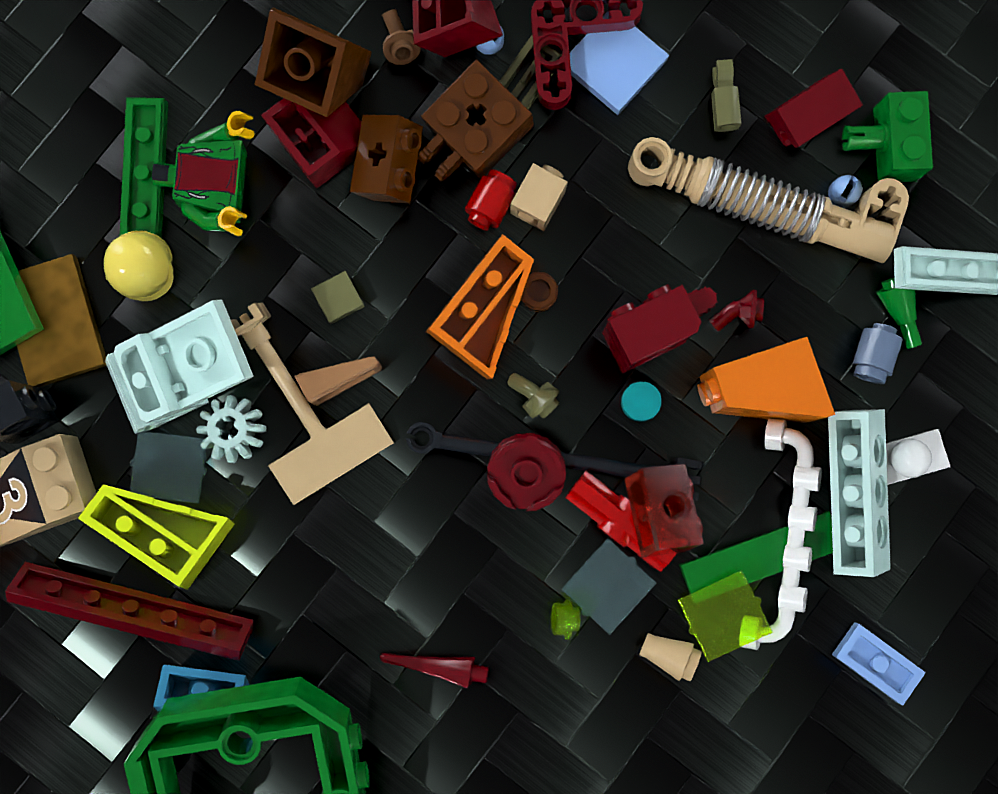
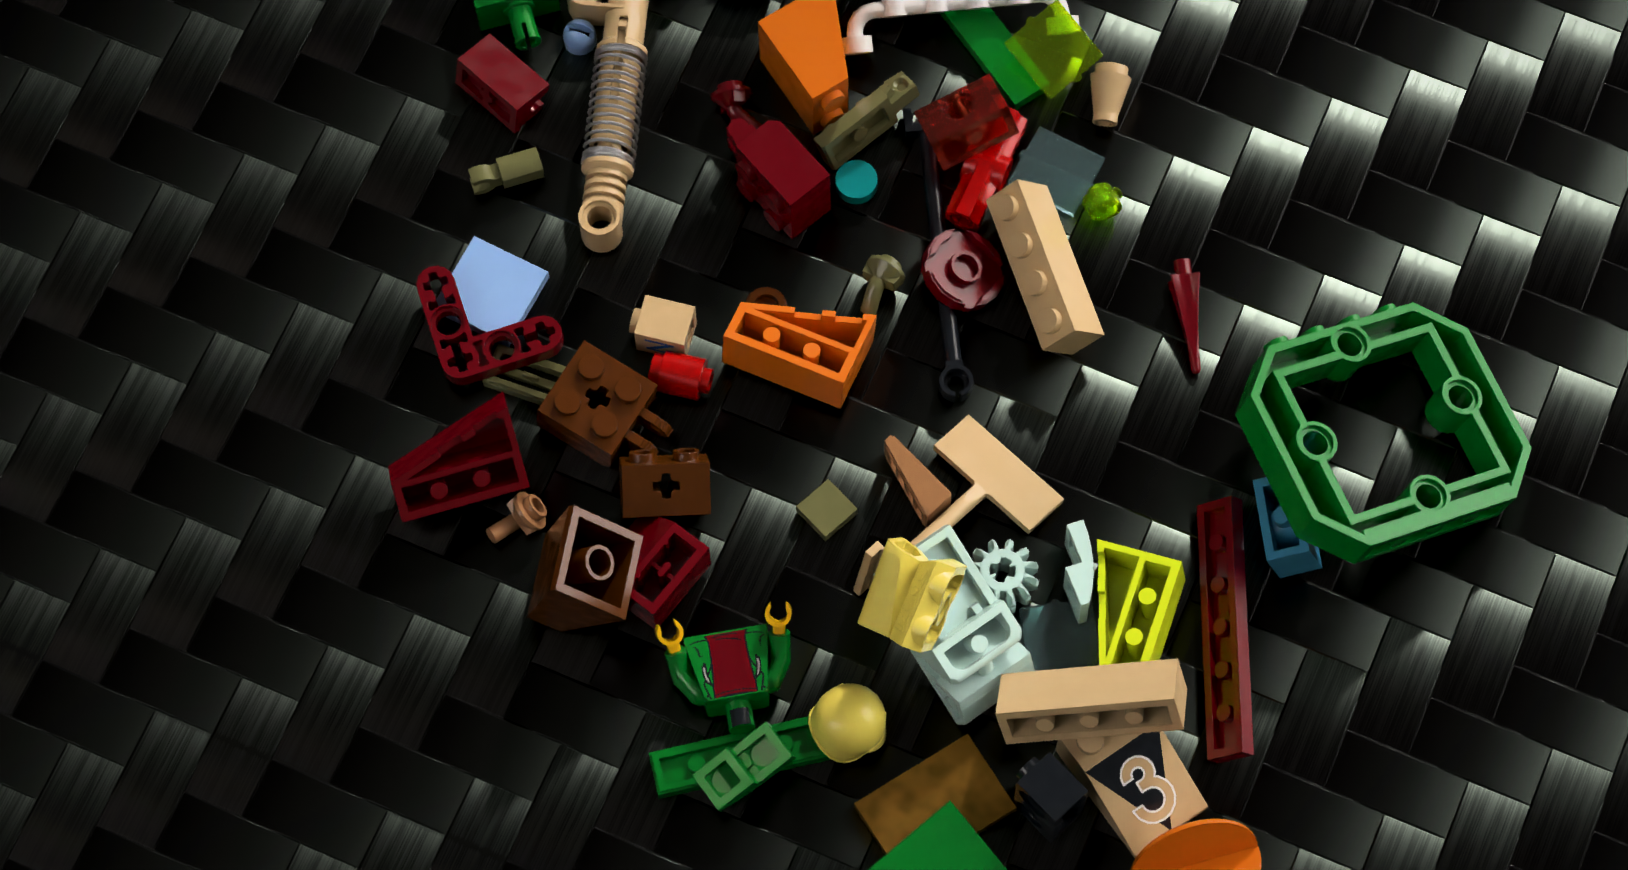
camera: 105 degrees left, 15 degrees down
(67, 469) = (1092, 701): none -> tan brick
(123, 168) = (743, 767): none -> green slope
(169, 319) = (911, 595): none -> light yellow piece
(205, 496) = (1080, 575): none -> light aqua slope
(506, 545) = (1044, 267): none -> tan brick
(695, 423) = (865, 121): none -> olive hinge

